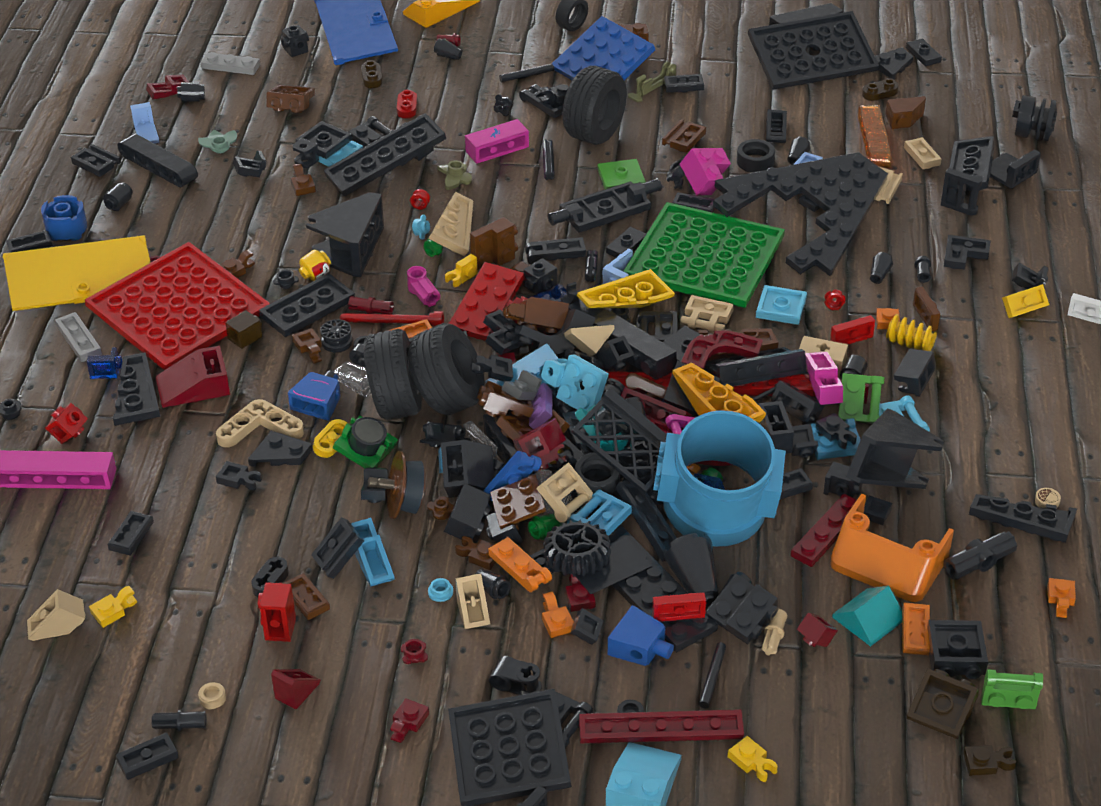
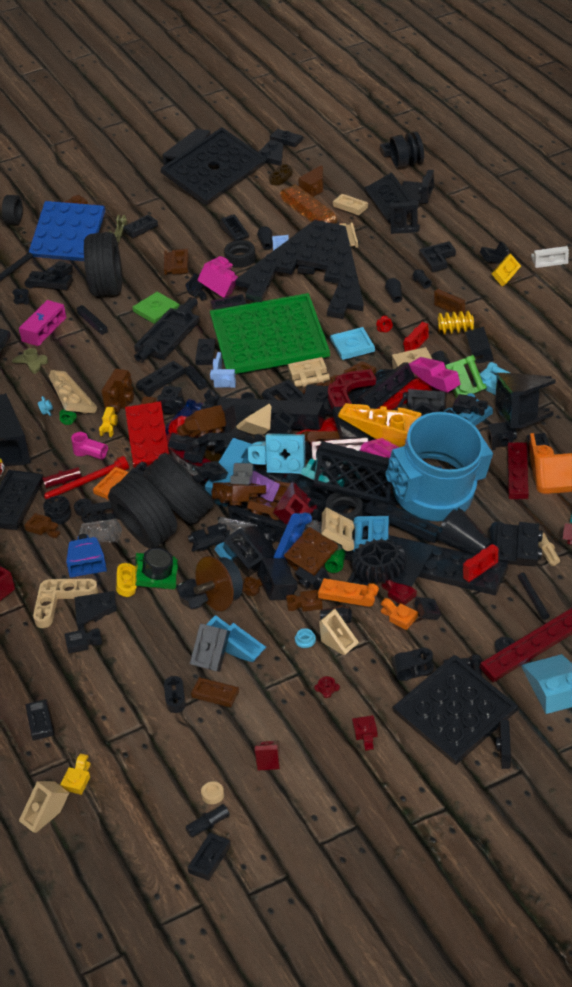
camera: 30 degrees left, 0 degrees up
(277, 611) = (212, 710): red brick -> none
(424, 195) = (22, 384): red bush -> none
(628, 292) = (249, 379): yellow wedge -> none
(638, 638) = (469, 597): blue torso -> none
(884, 317) = (429, 318): orange plate -> none

